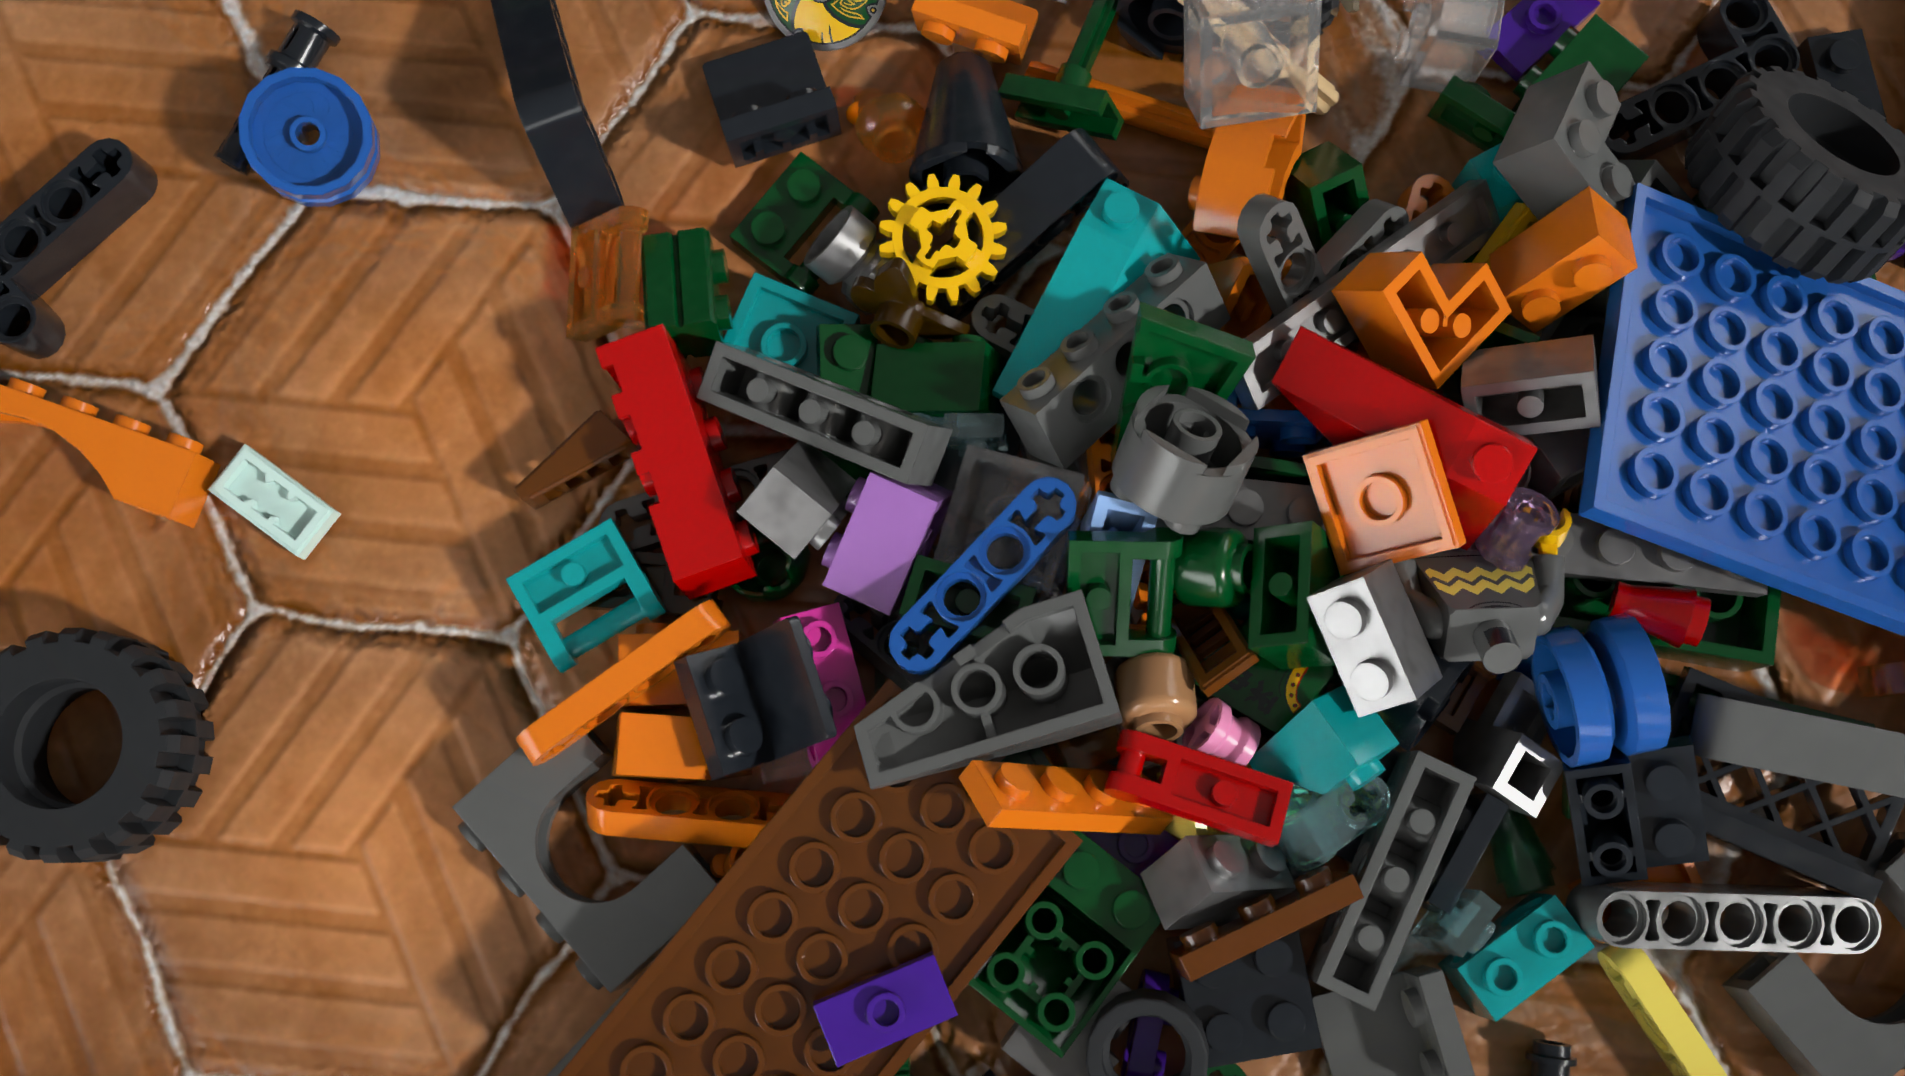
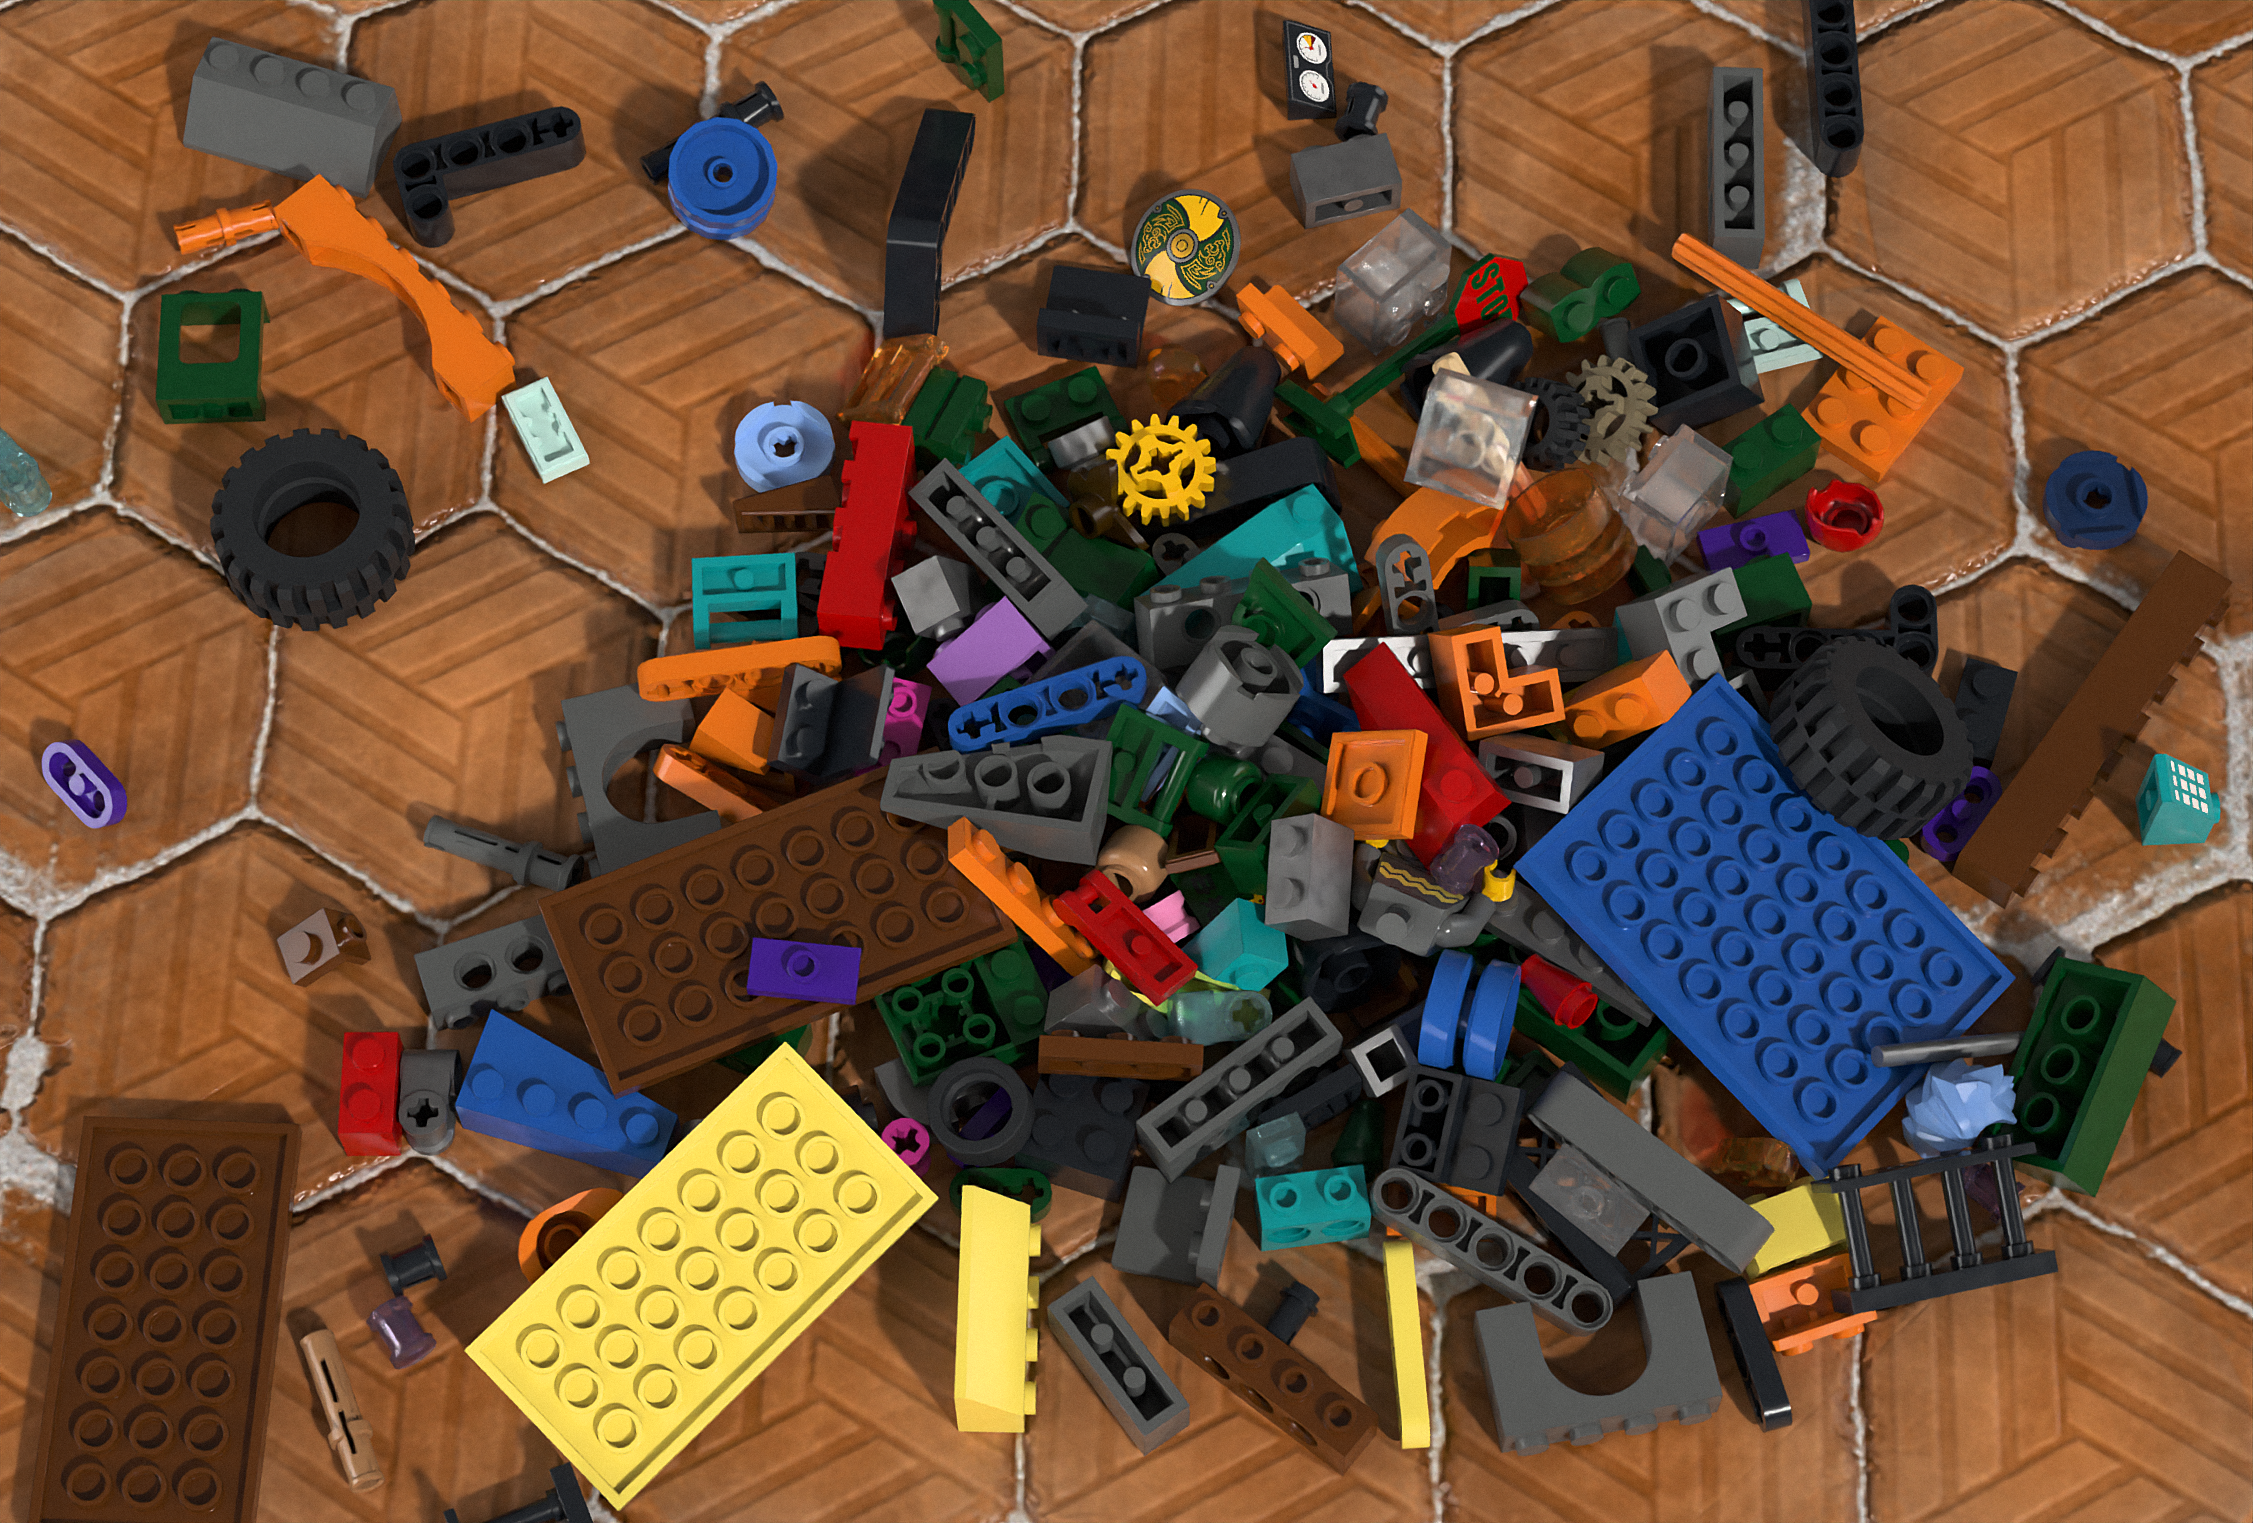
camera: 25 degrees right, 15 degrees down
(516, 991) = (526, 862): none -> dark grey pin
(518, 372) = (772, 424): none -> light blue plate
(1386, 103) = (1569, 536): none -> clear orange wheel
(1799, 813) = (1589, 1199): none -> clear plate

